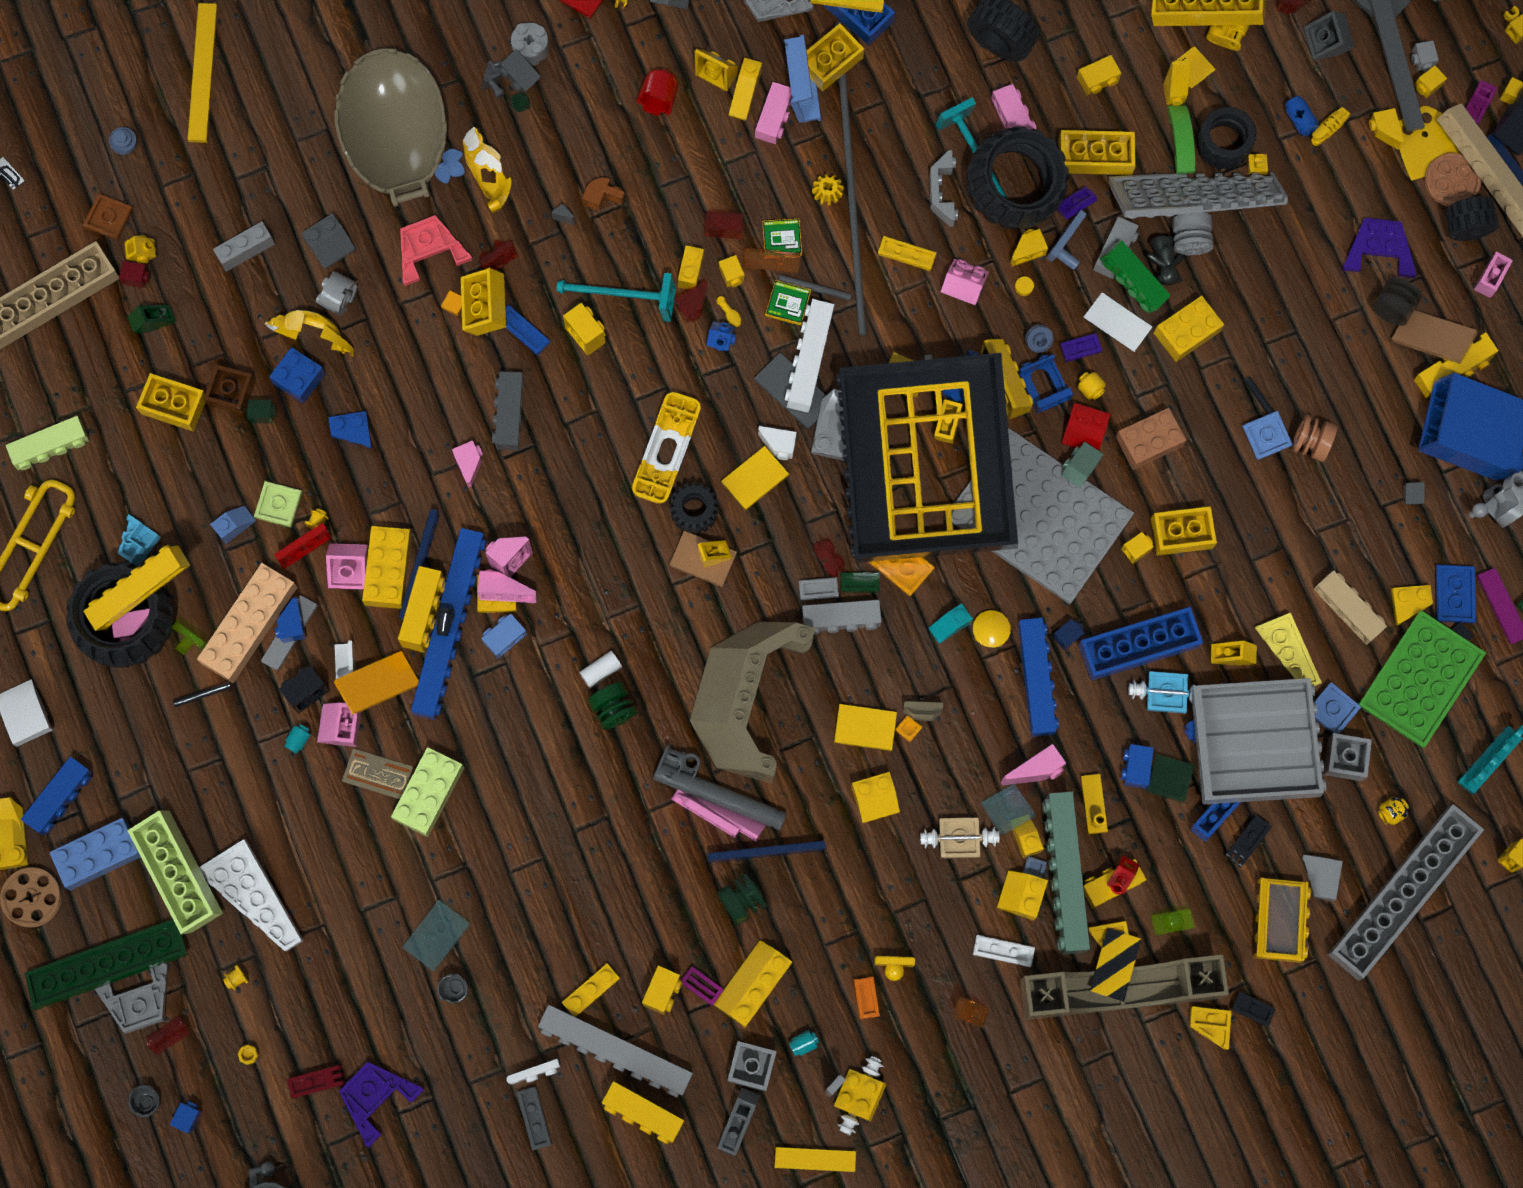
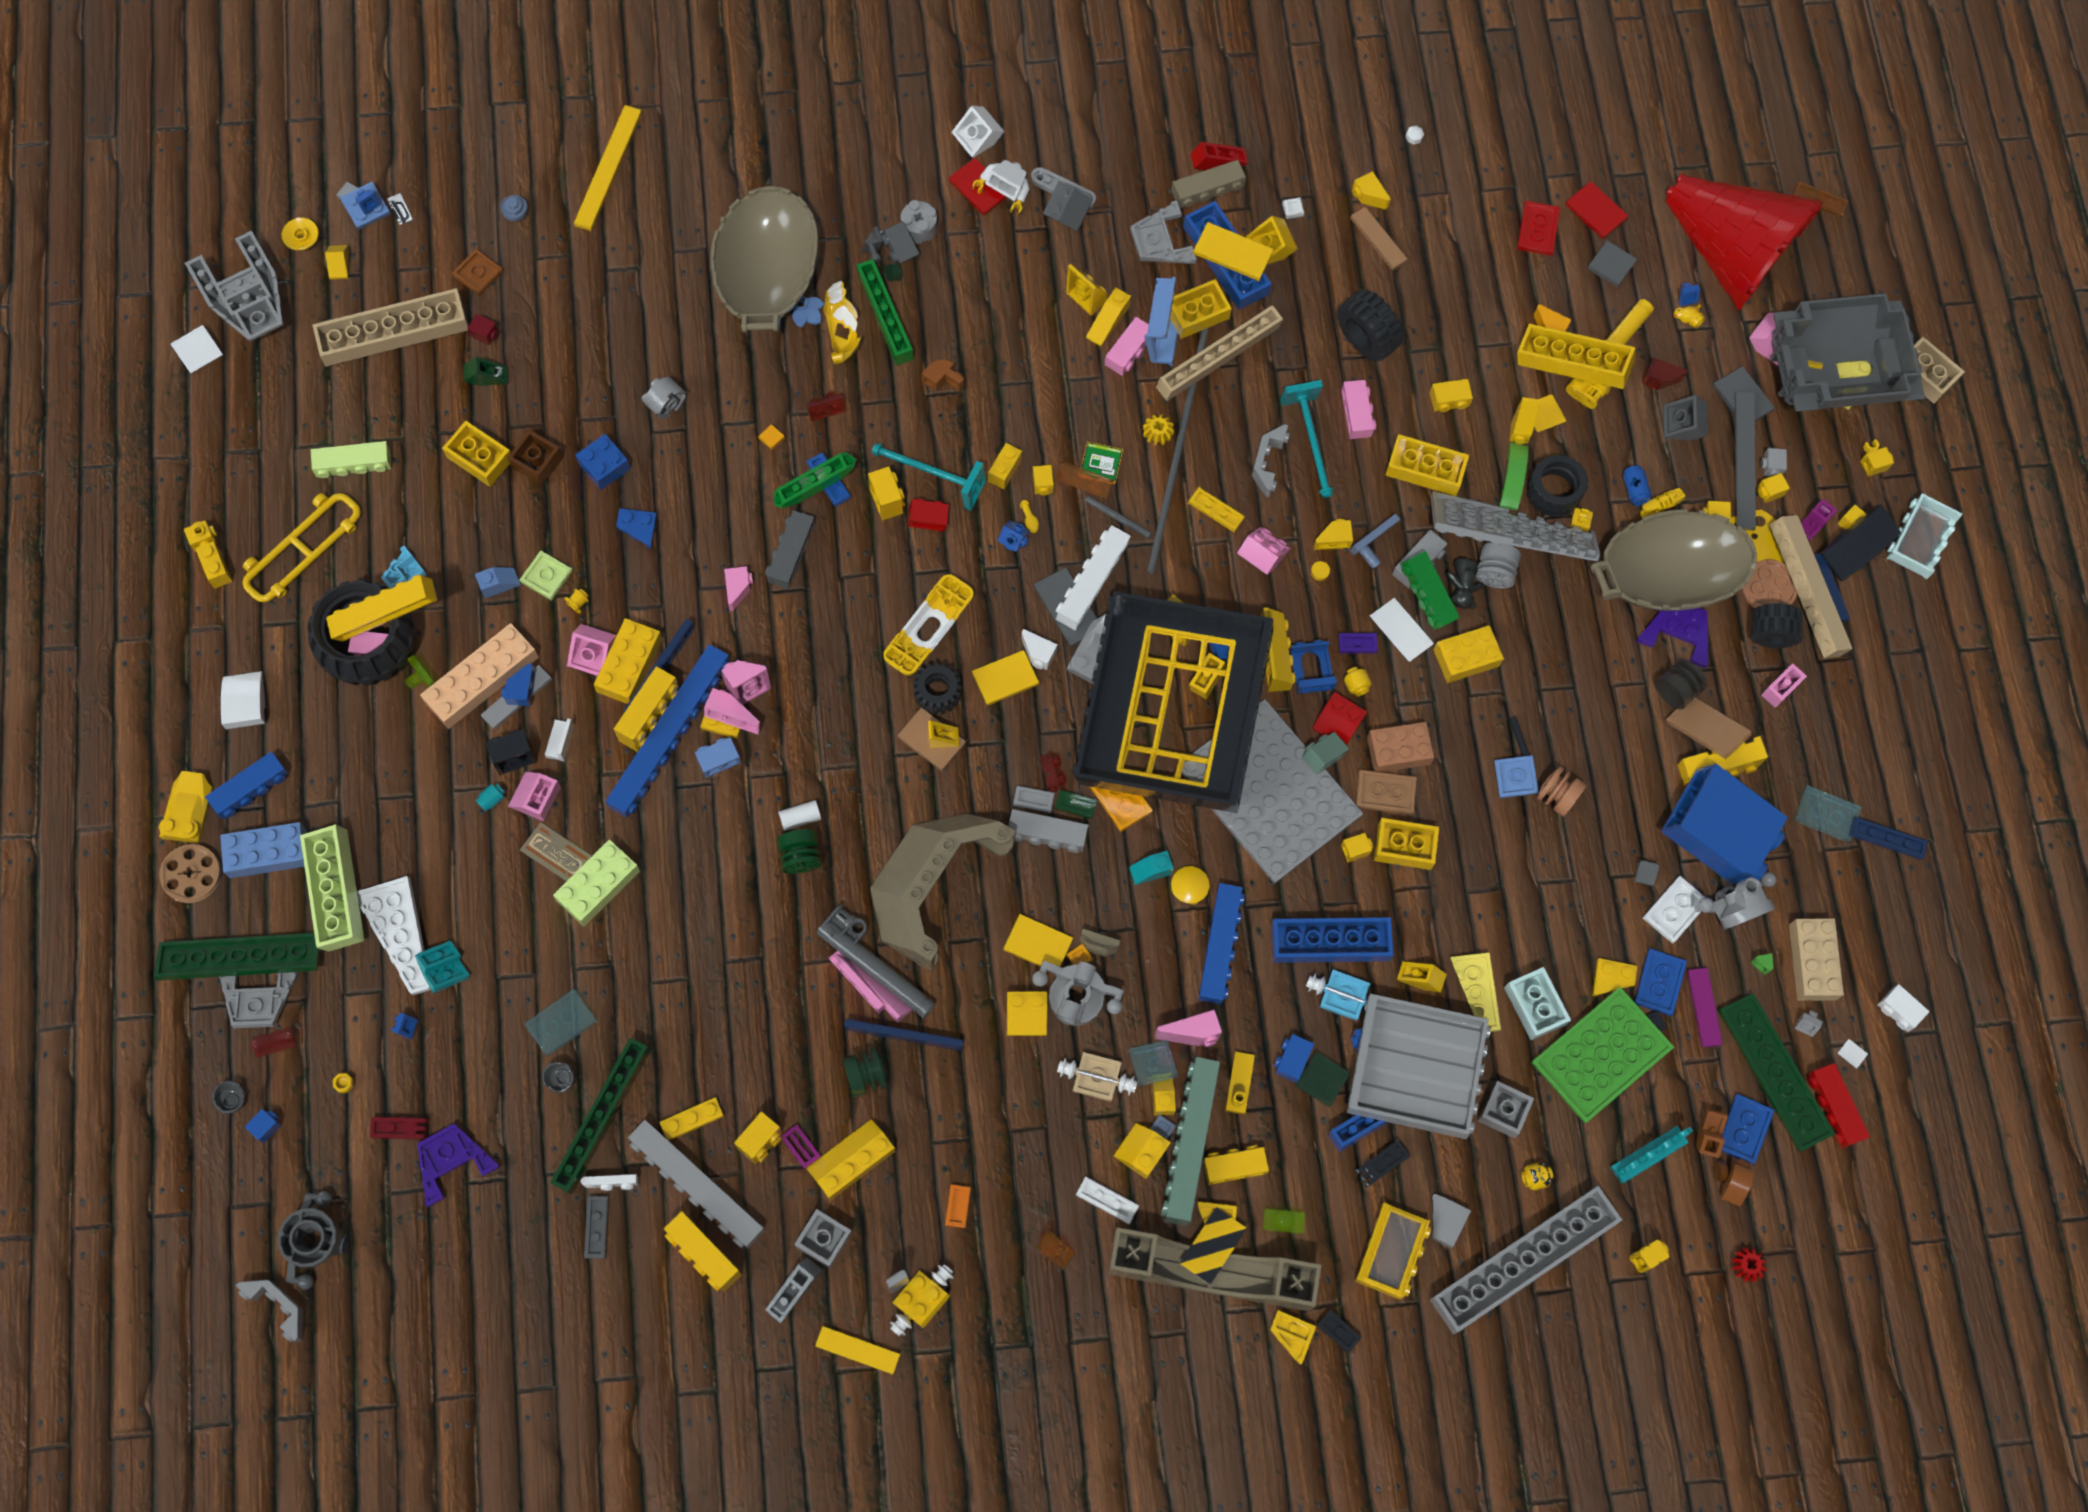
camera: 15 degrees right, 5 degrees down
(140, 249) = (496, 308): yellow brick -> none
(201, 694) = (415, 730): black bar -> none
(235, 978) = (355, 1006): yellow brick -> none
(243, 246) = (592, 332): light grey brick -> none
(261, 411) = (558, 485): clear green brick -> none
(288, 983) = (404, 1026): none -> blue tile
(292, 323) = (613, 413): yellow animal -> none
(303, 546) = (554, 618): red tile -> none
(306, 916) = (442, 966): none -> teal slope
(328, 241) = (672, 348): dark grey slope -> none
(376, 682) = (581, 765): light orange tile -> none
(425, 240) = (763, 372): coral wing -> none
(444, 620) = (664, 725): black cone -> none
(483, 302) = (798, 442): yellow brick -> none
(505, 1013) = (600, 1116): none -> dark green brick
(511, 336) = (814, 480): none -> green brick
(525, 145) = (884, 312): none -> green brick
(562, 214) = (900, 385): dark grey slope -> none
(631, 338) = (928, 515): none -> red brick
(658, 92) = (1025, 297): red cylinder -> none
(691, 303) = (996, 498): clear red slope -> none
(723, 225) = (1049, 435): clear red brick -> none
(788, 302) = (1088, 523): tile -> none
(804, 1043) = (882, 1232): teal brick -> none
(864, 96) = (1219, 353): none -> tan brick
(894, 965) = (994, 1182): yellow tile -> none
(933, 755) = (1077, 975): none -> light grey piece
(1039, 338) = (1319, 623): sand blue plate -> none
(1047, 159) = (1366, 440): black tyre -> none
(1068, 634) = (1264, 911): dark blue brick -> none
(1076, 202) = (1392, 506): dark purple plate -> none
(1123, 876) = (1245, 1159): red bracket -> none
(1149, 485) = (1386, 792): none -> medium nougat tile
(1335, 709) = (1506, 1059): medium blue plate -> none
(1348, 648) = (1537, 1003): none -> light aqua brick
(1350, 607) = (1547, 954): tan brick -> none
(1362, 183) = (1677, 561): none -> dark tan windscreen
(1450, 520) = (1674, 909): none -> white tile

